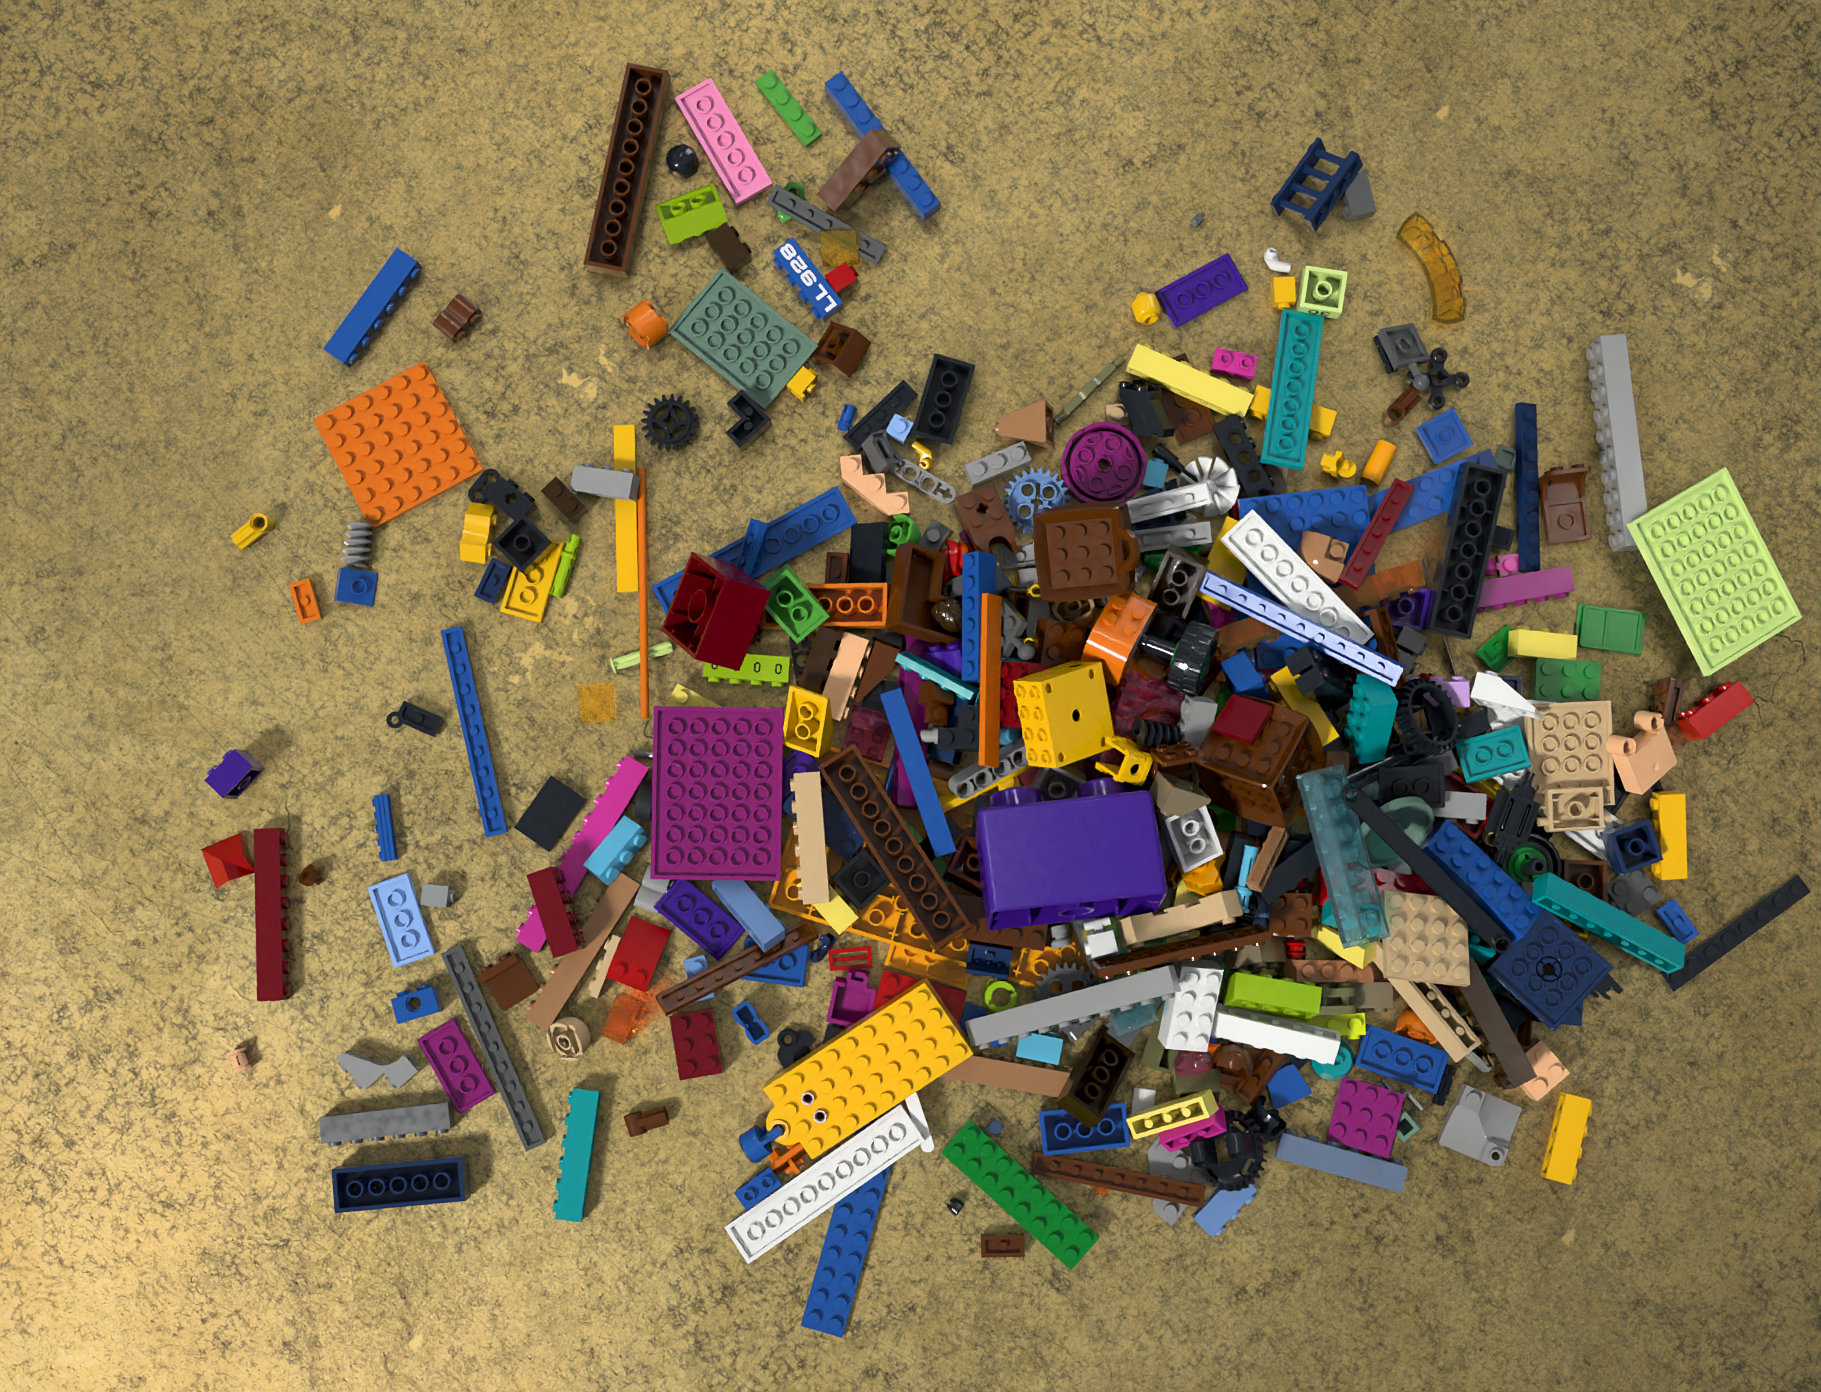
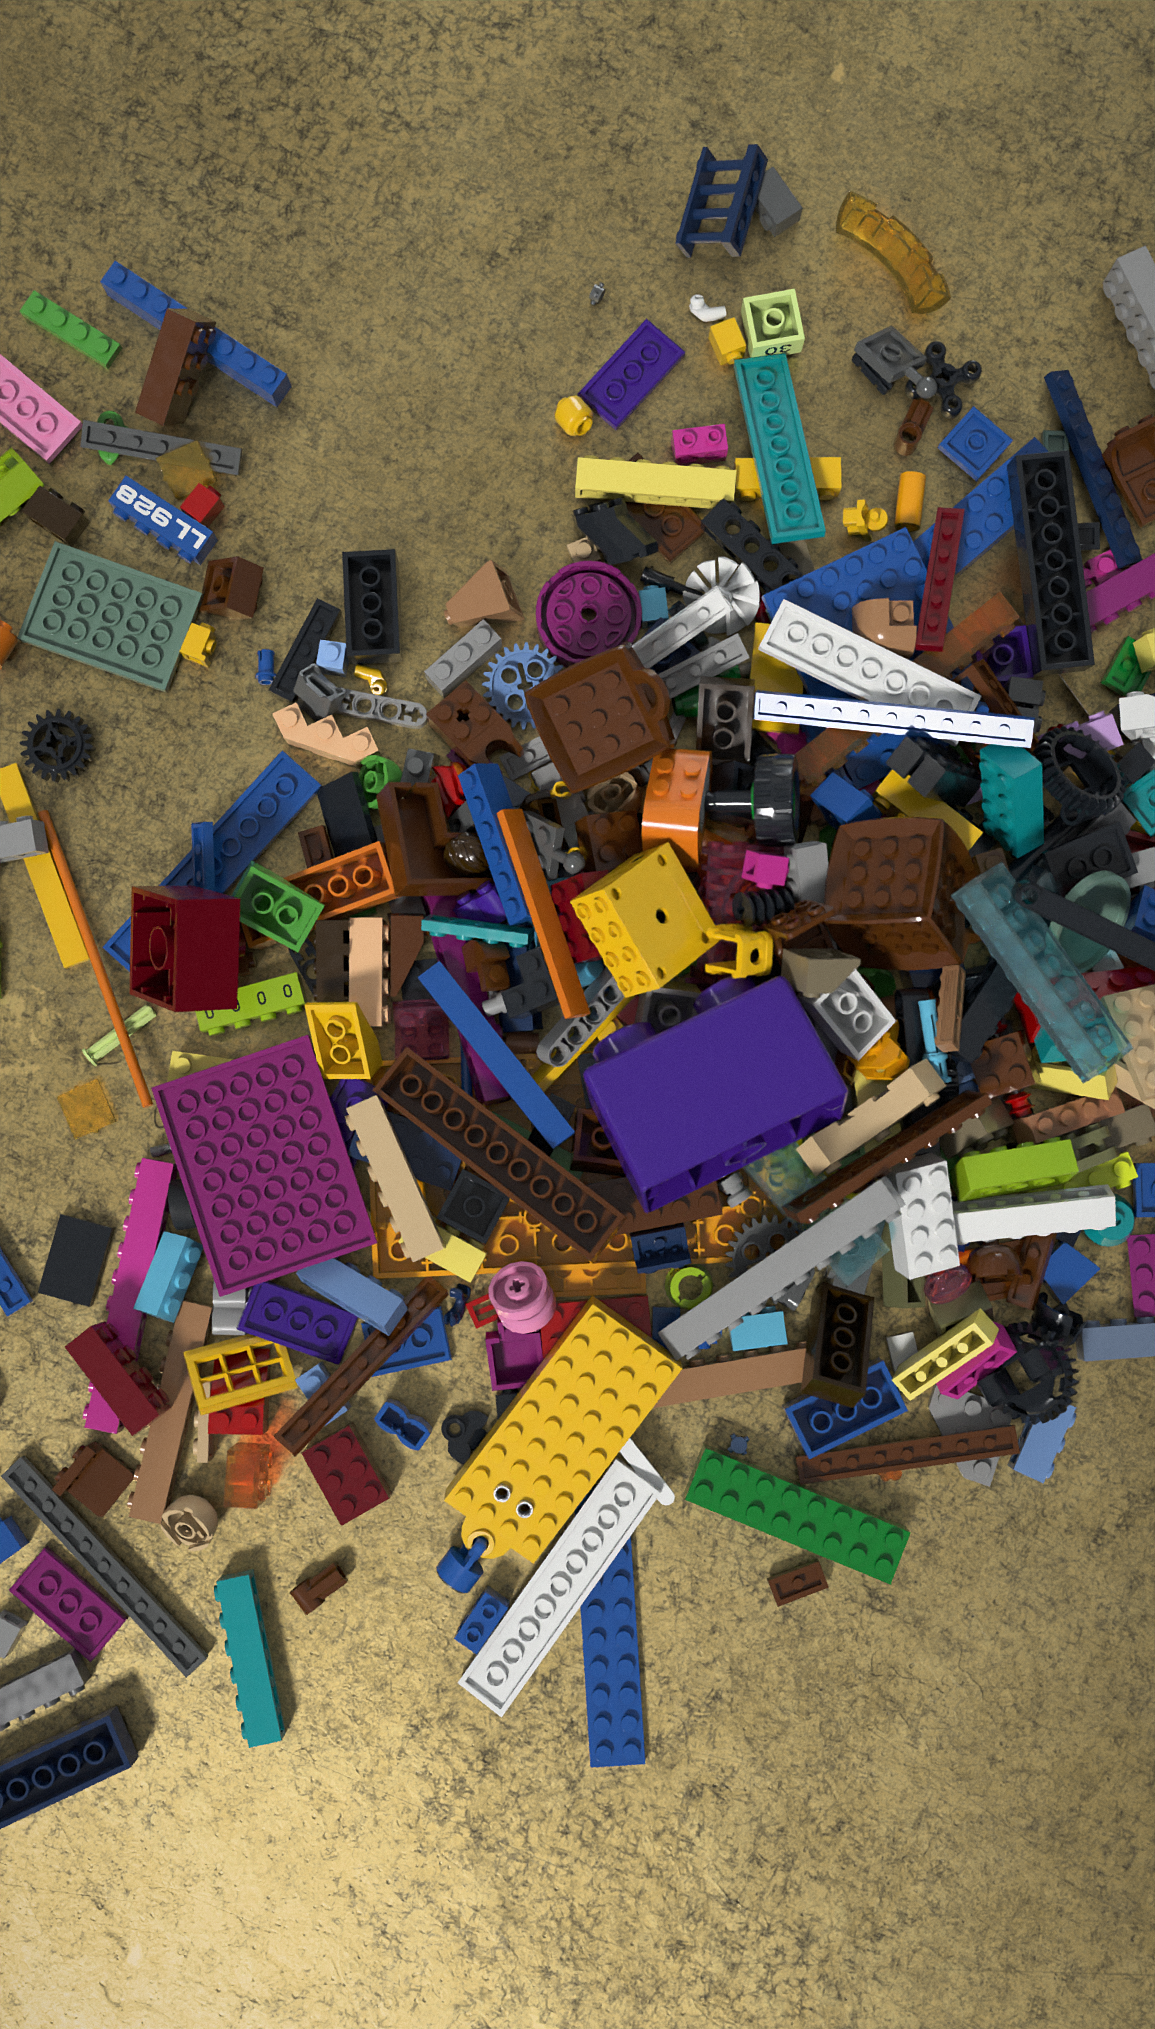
camera: 20 degrees left, 0 degrees up
(642, 957) = (244, 1394): none -> yellow piece
(751, 422) = (153, 711): black brick -> none
(789, 1161) = (497, 1579): orange hips -> none
(873, 959) = (522, 1297): none -> bright pink wheel
(956, 1207) = (726, 1556): black hinge -> none
(1093, 385) = (542, 527): olive piece -> none
(1101, 943) = (788, 1180): white brick -> none
(1166, 707) = (765, 869): none -> dark pink brick
(1243, 719) = (863, 850): dark red tile -> none

